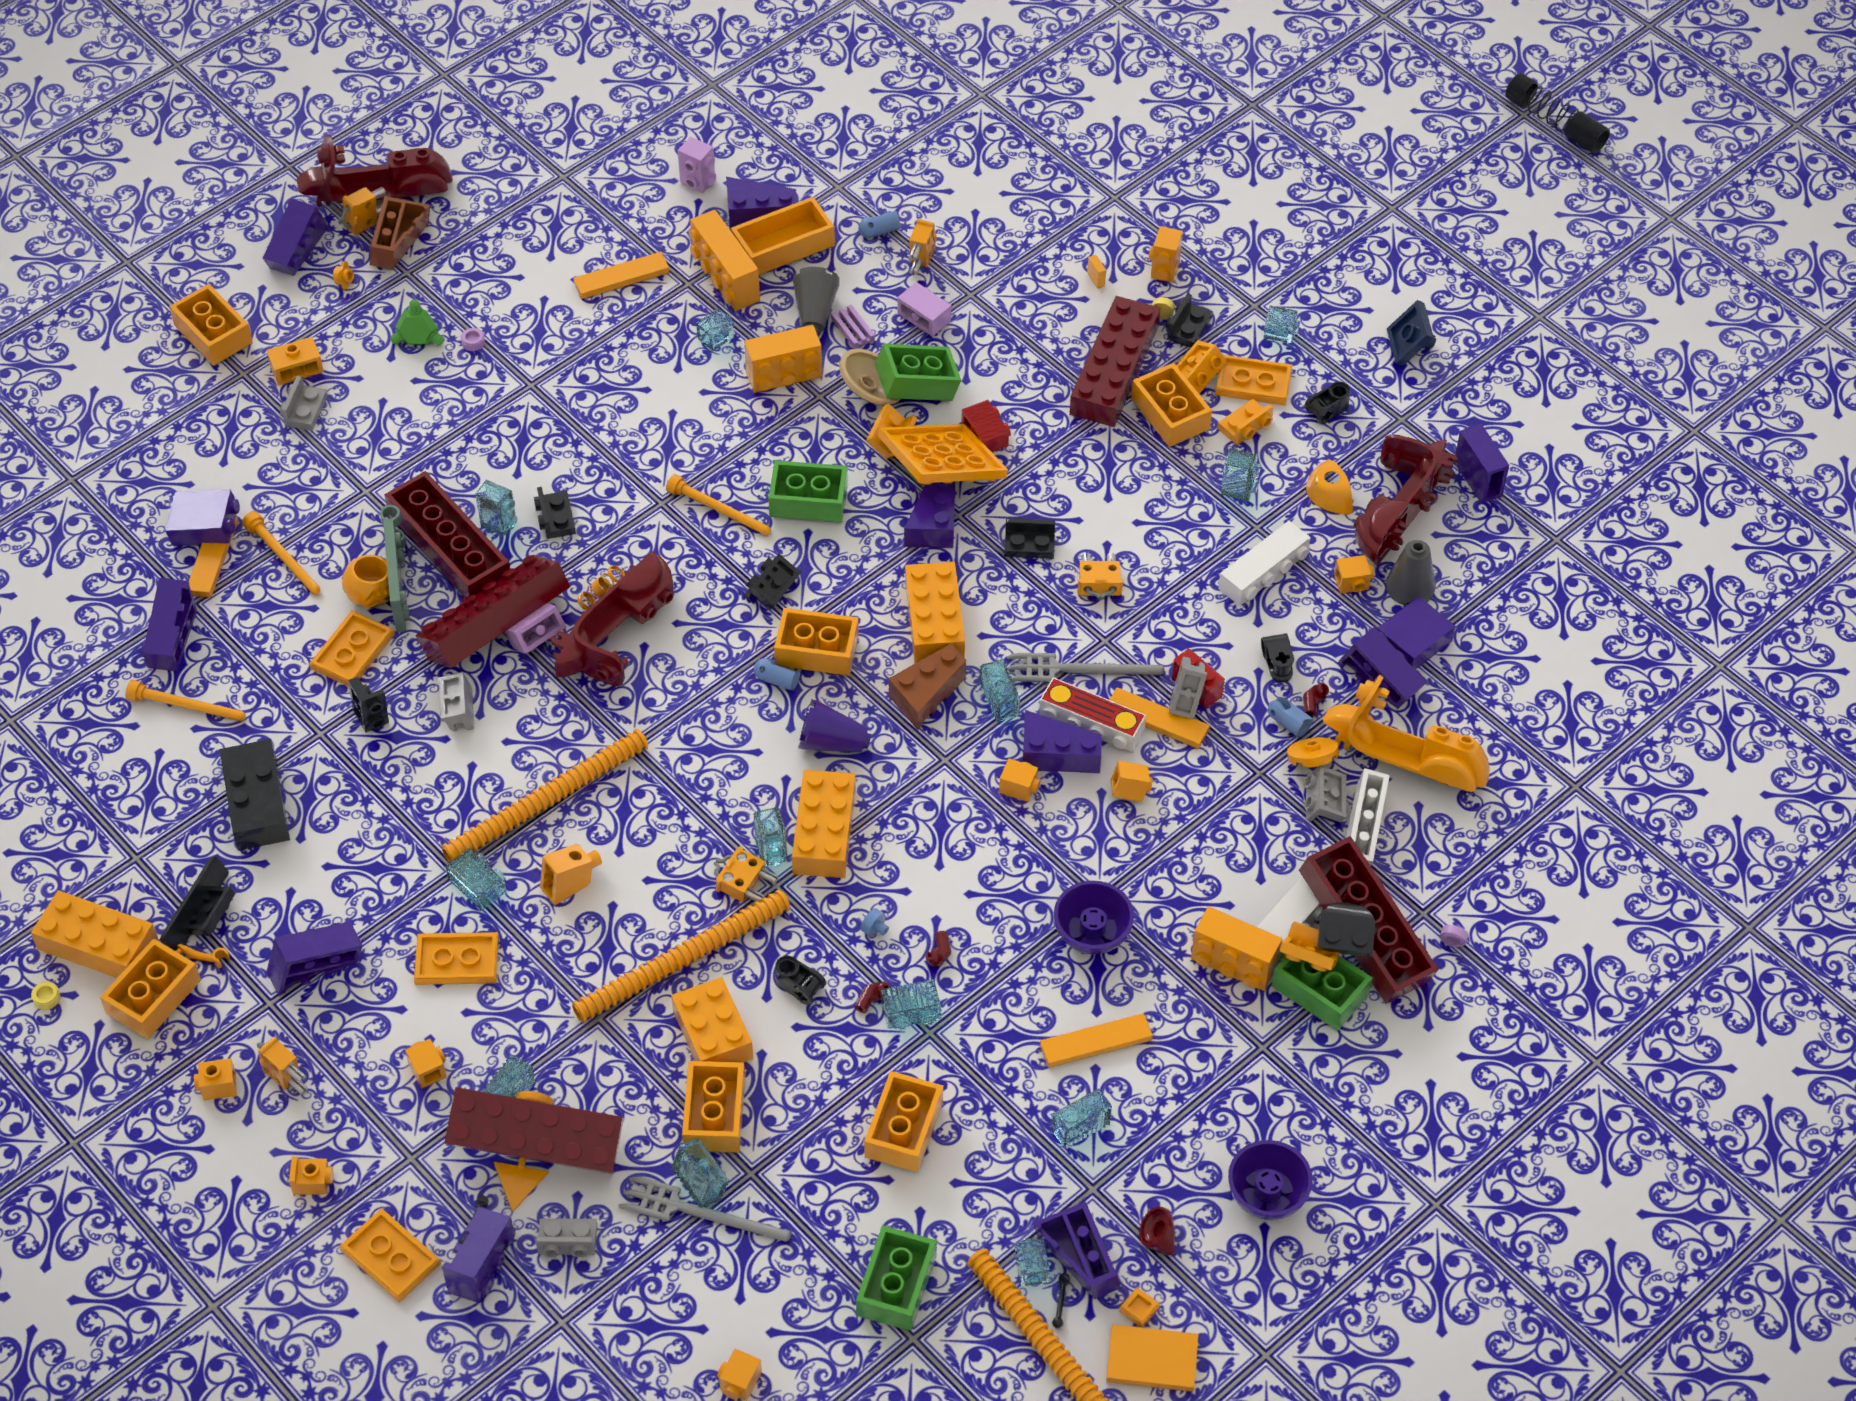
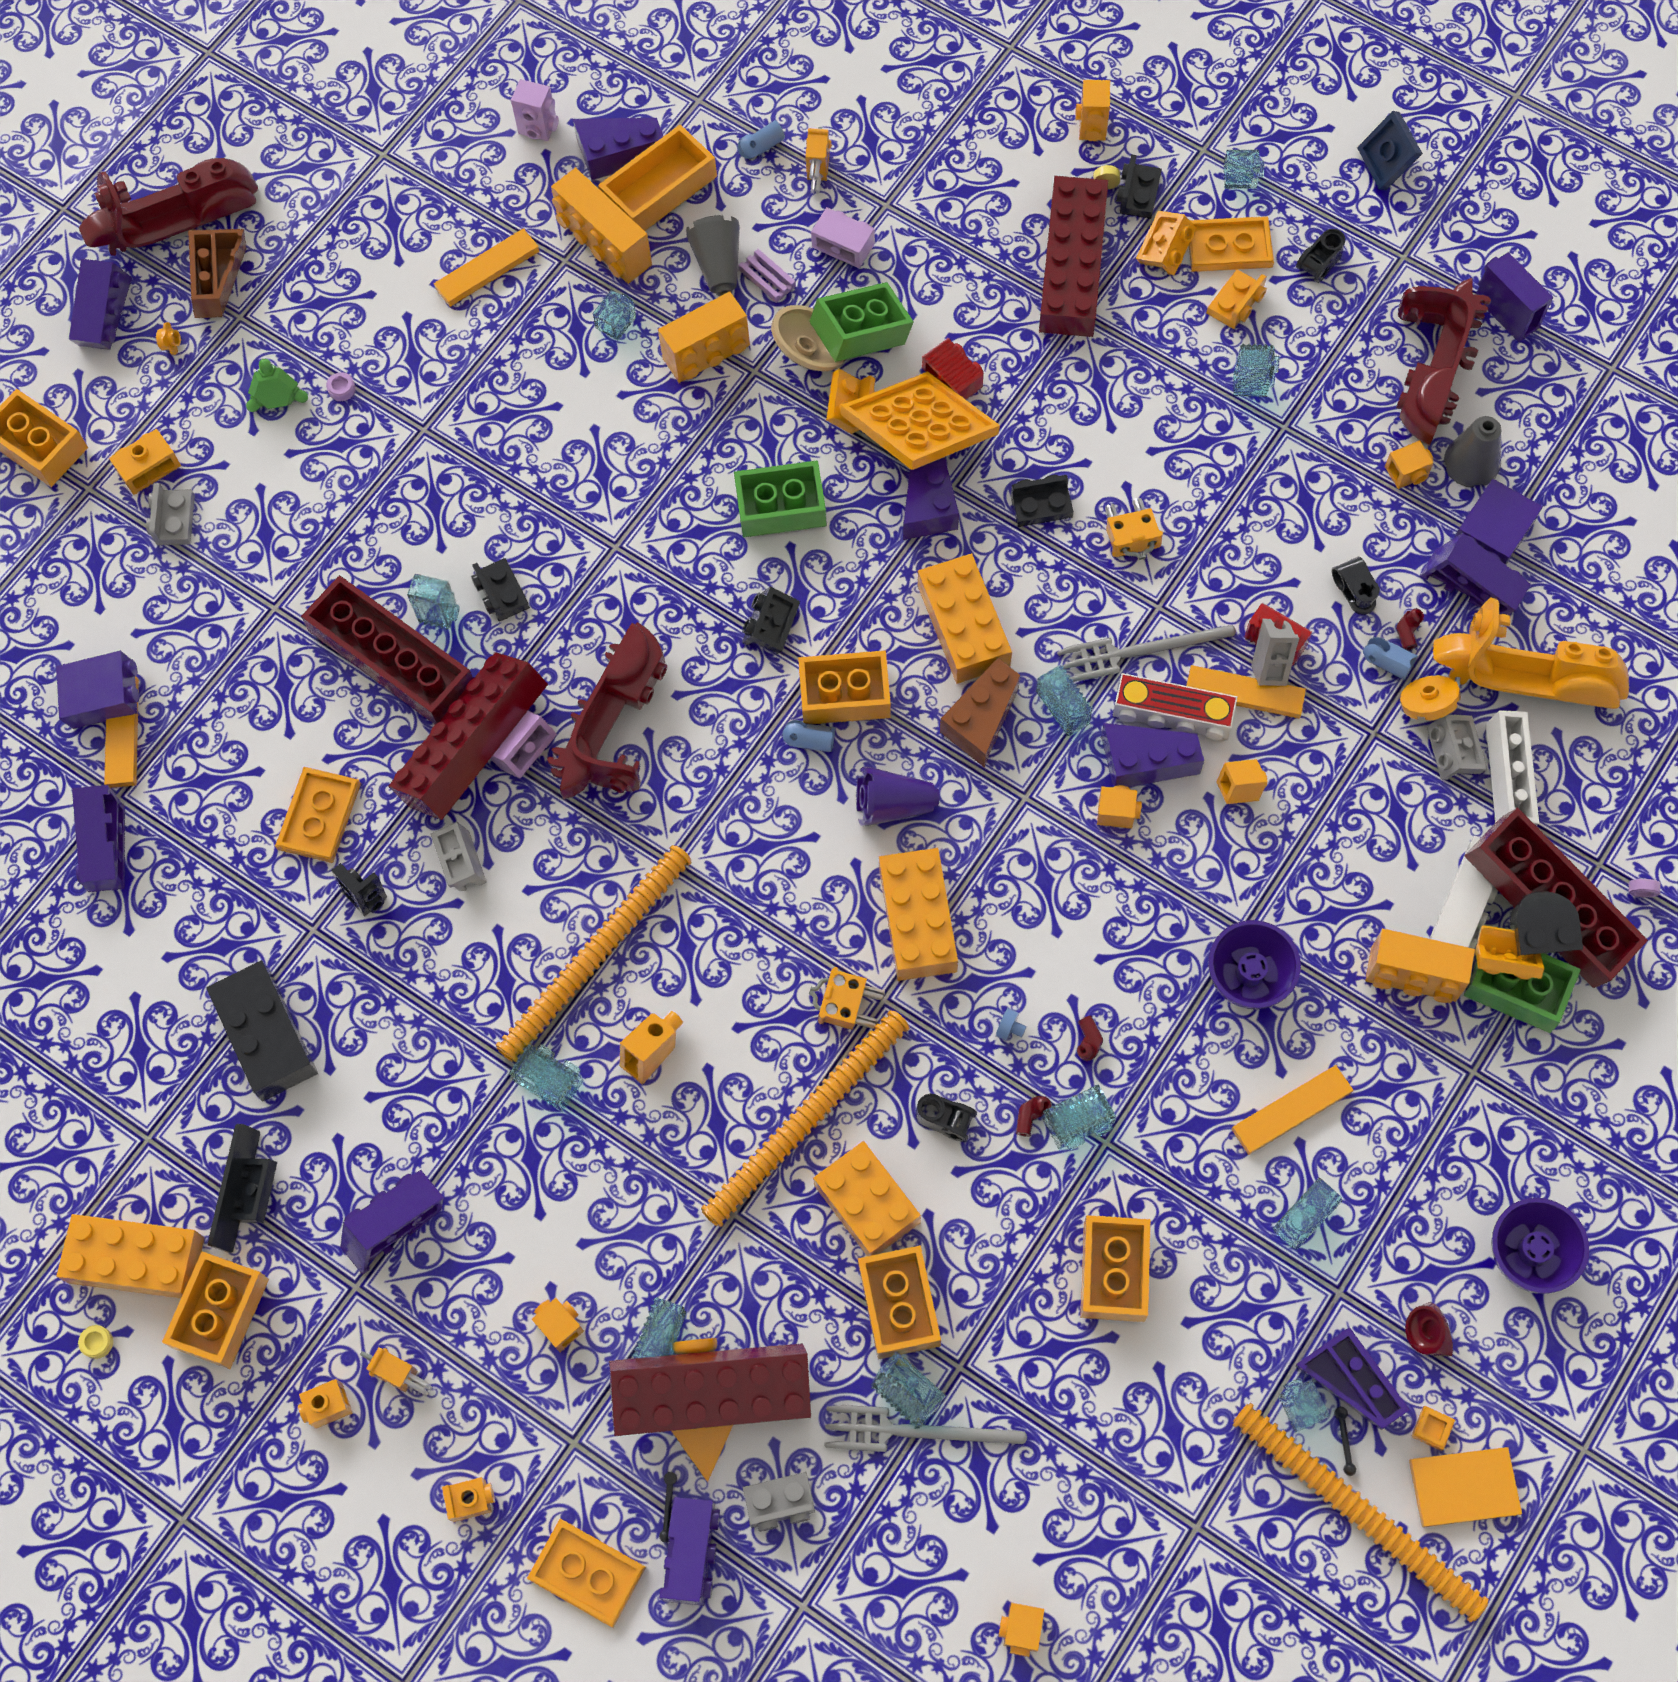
camera: 10 degrees left, 15 degrees up
(137, 691) = (86, 927): light orange piece -> none
(214, 957) = (258, 1247): light orange piece -> none
(255, 523) = (159, 680): light orange piece -> none
(361, 210) = (165, 251): light orange piece -> none
(367, 581) = (310, 715): light orange piece -> none
(394, 546) = (333, 688): sand green hinge -> none
(456, 958) = (552, 1180): light orange tile -> none
(599, 587) = (579, 680): light orange piece -> none
(677, 485) = (629, 523): light orange piece -> none
(770, 836) = (865, 949): clear light blue brick -> none
(896, 1278) = (1163, 1466): bright green brick -> none
(1096, 271) = (1020, 146): light orange tile -> none
(1171, 404) = (1152, 298): light orange brick -> none
(1264, 563) = (1309, 472): white brick -> none
(1330, 496) = (1351, 372): light orange piece -> none

